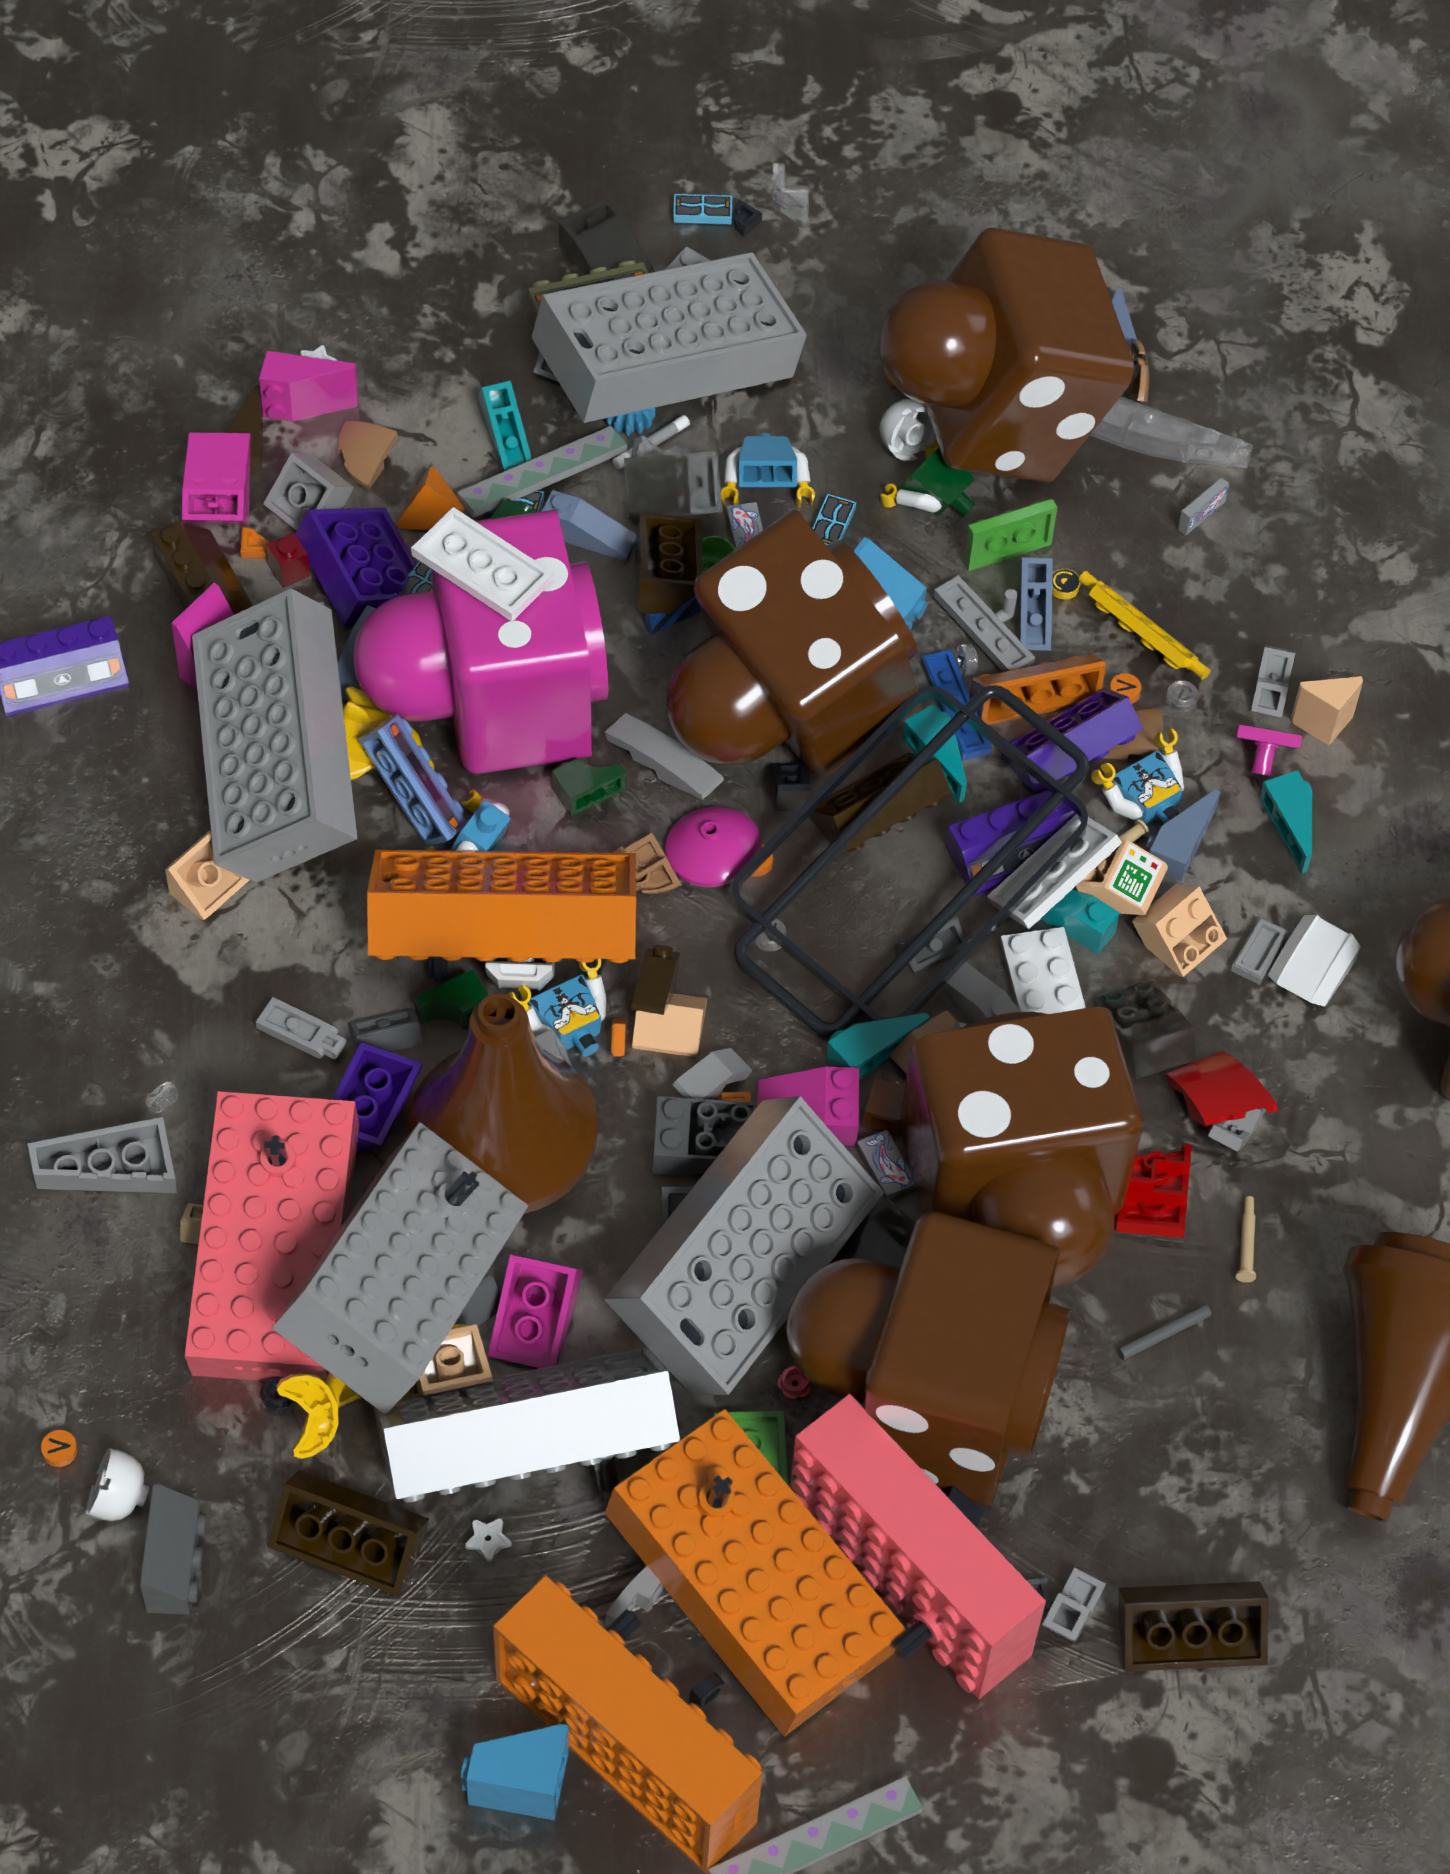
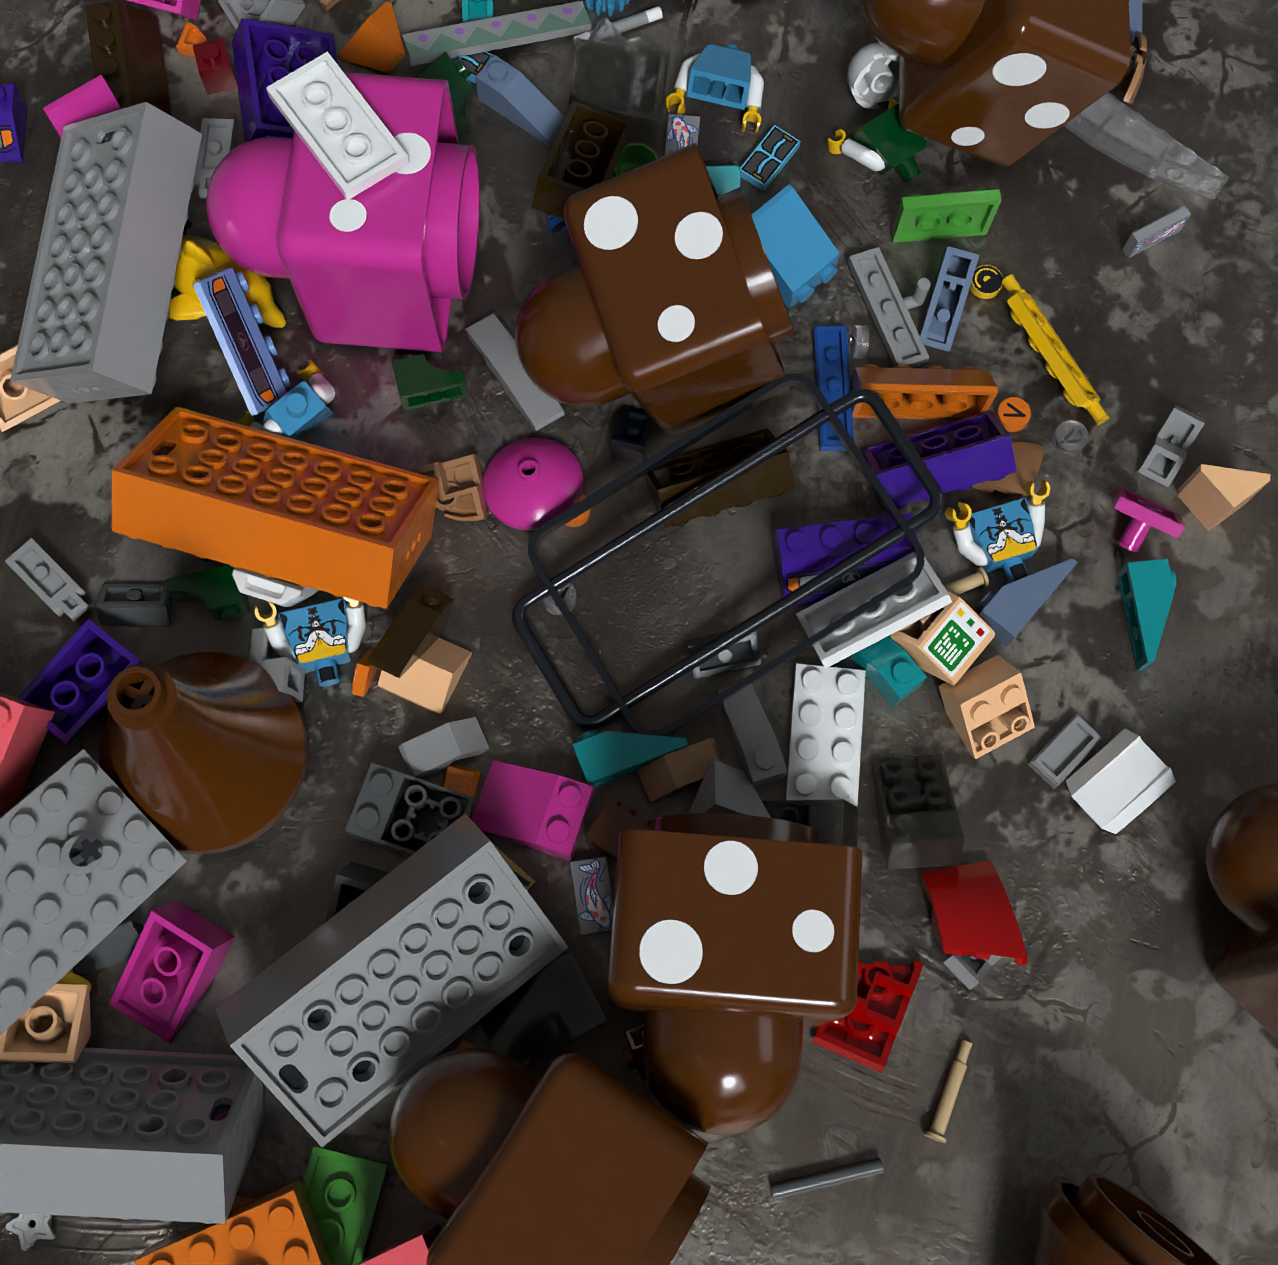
camera: 15 degrees right, 15 degrees up
(921, 729) = (786, 412): teal slope -> none

